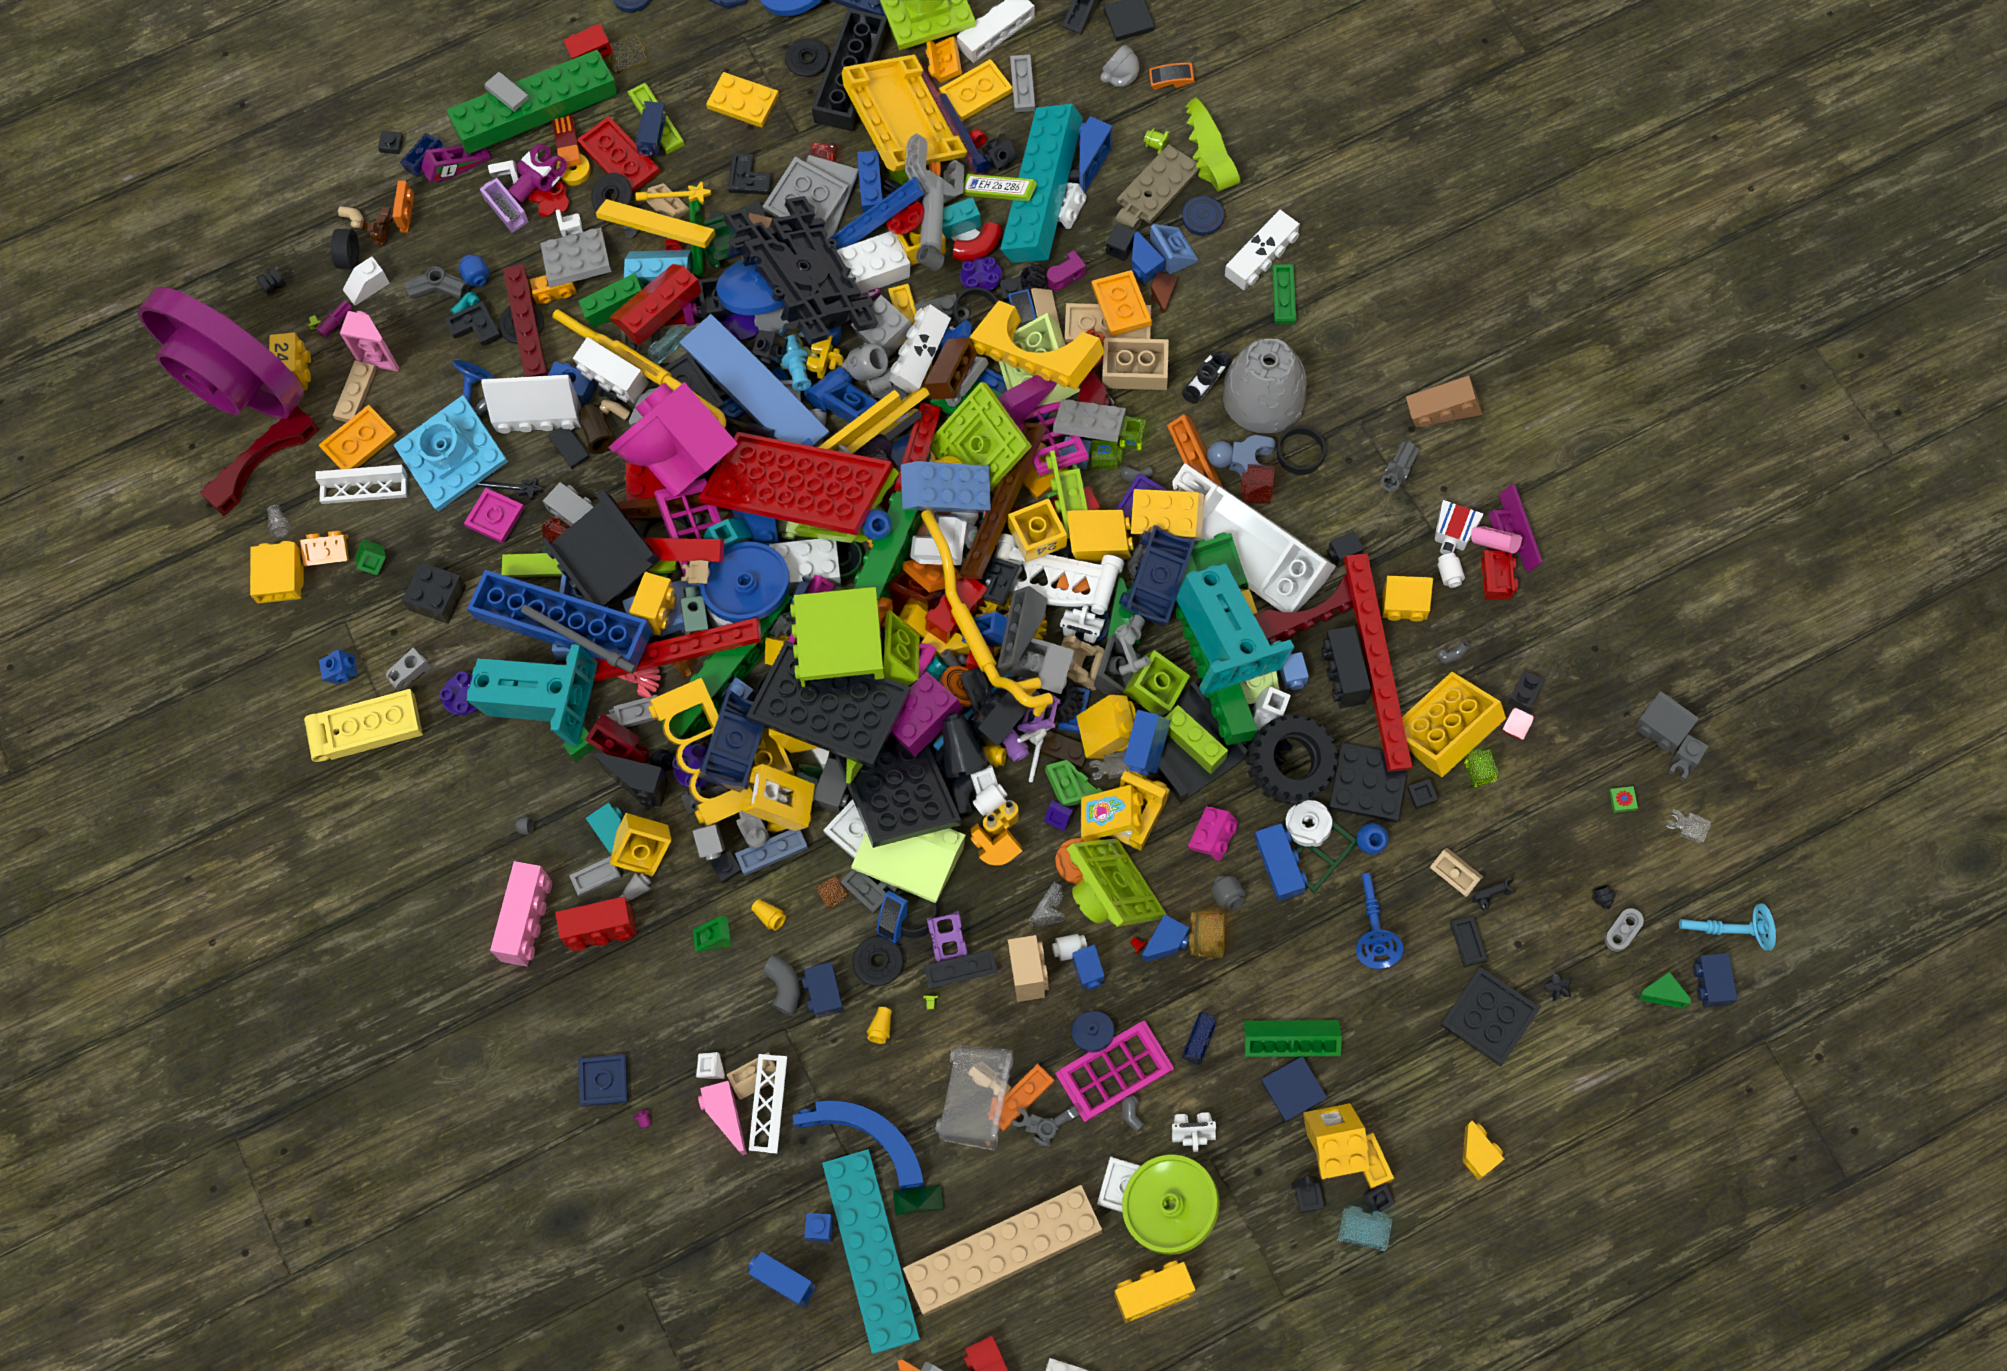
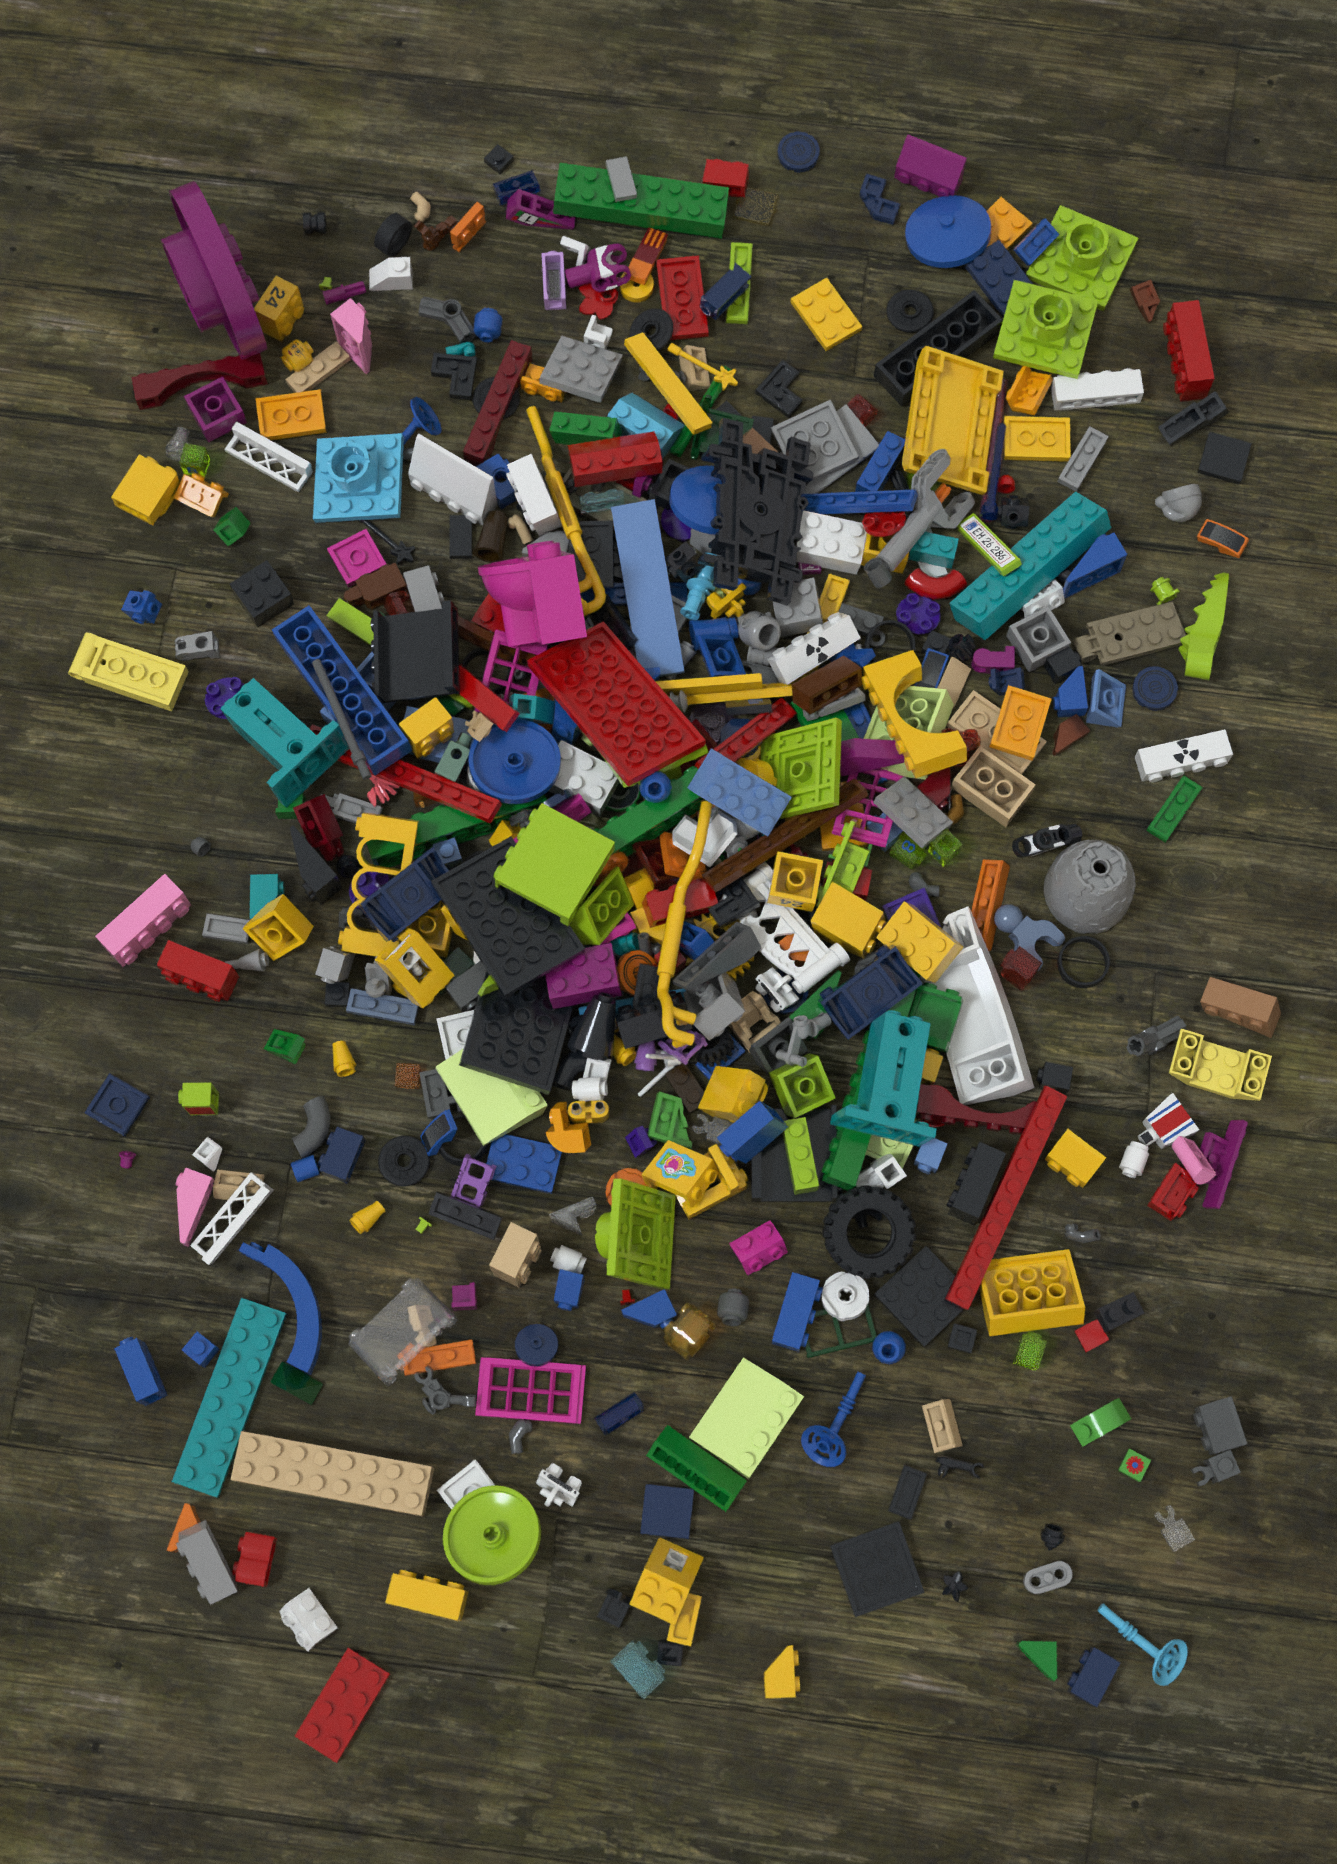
camera: 30 degrees right, 5 degrees up
(289, 473) = (215, 409): none -> magenta brick
(300, 524) = (194, 459): none -> clear neon green brick
(330, 390) = (297, 355): none -> yellow head
(526, 529) = (375, 587): none -> reddish brown hinge
(671, 1025) = (199, 1098): none -> lime brick
(800, 1022) = (305, 1168): none -> blue gear
(978, 895) = (524, 1163): none -> blue plate
(1007, 1033) = (464, 1297): none -> magenta panel
(1082, 282) = (1000, 680): none -> dark blue bracket
(1087, 233) = (1037, 638): none -> light grey brick
(1118, 399) = (957, 810): none -> pearl gold arm
(1302, 971) = (746, 1417): none -> yellowish green slope
(1463, 460) = (1219, 1068): none -> light yellow slope
(1574, 783) = (1100, 1422): none -> bright green brick

